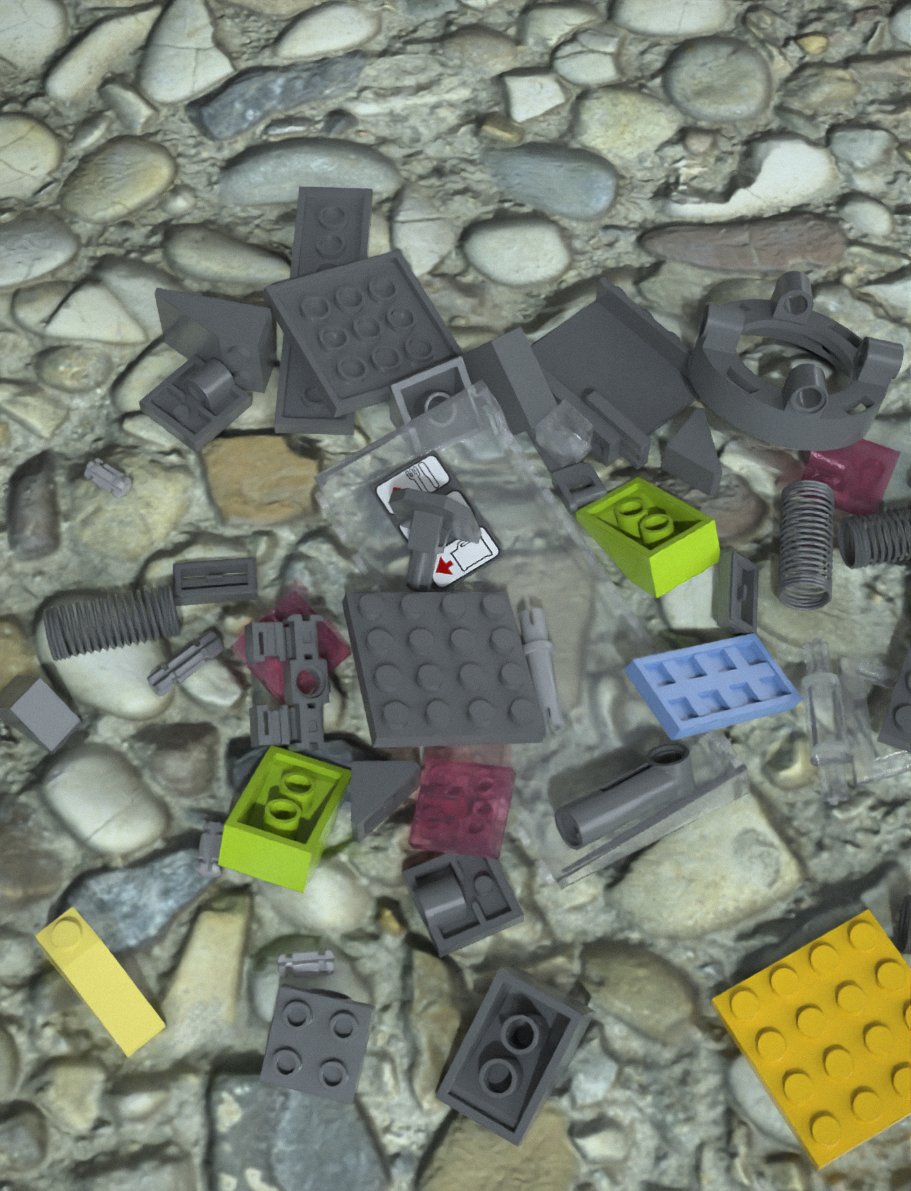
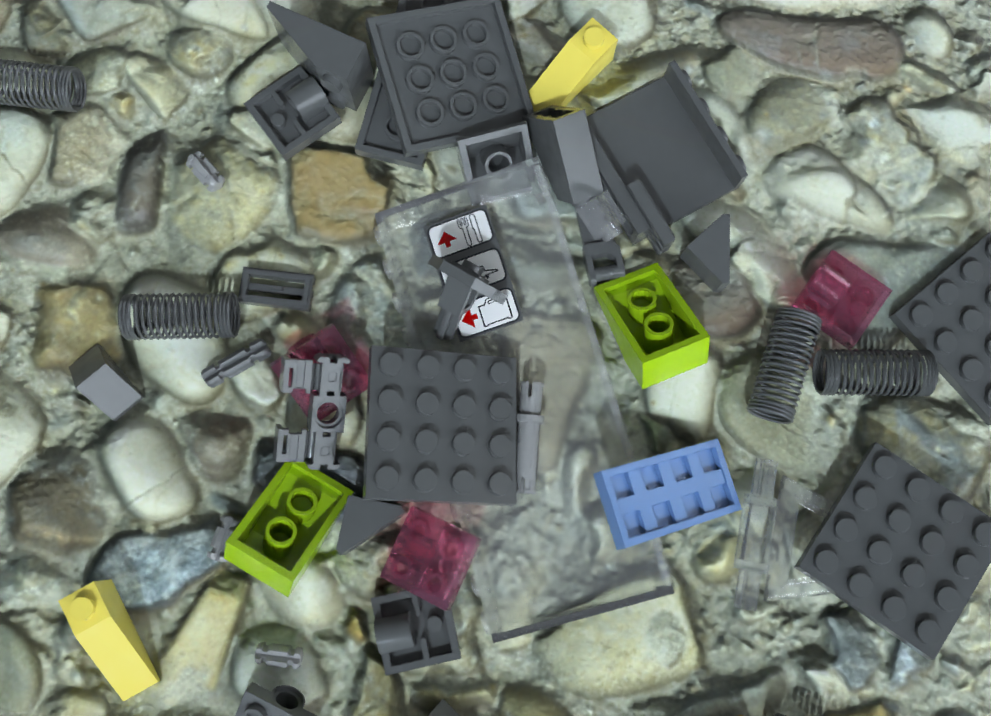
camera: 10 degrees right, 20 degrees up
(498, 302) = (574, 66): none -> light yellow slope
(658, 781) = (569, 580): dark grey piece -> none
(737, 593) = (712, 399): dark grey tile -> none
(794, 414) = (820, 248): dark grey piece -> none

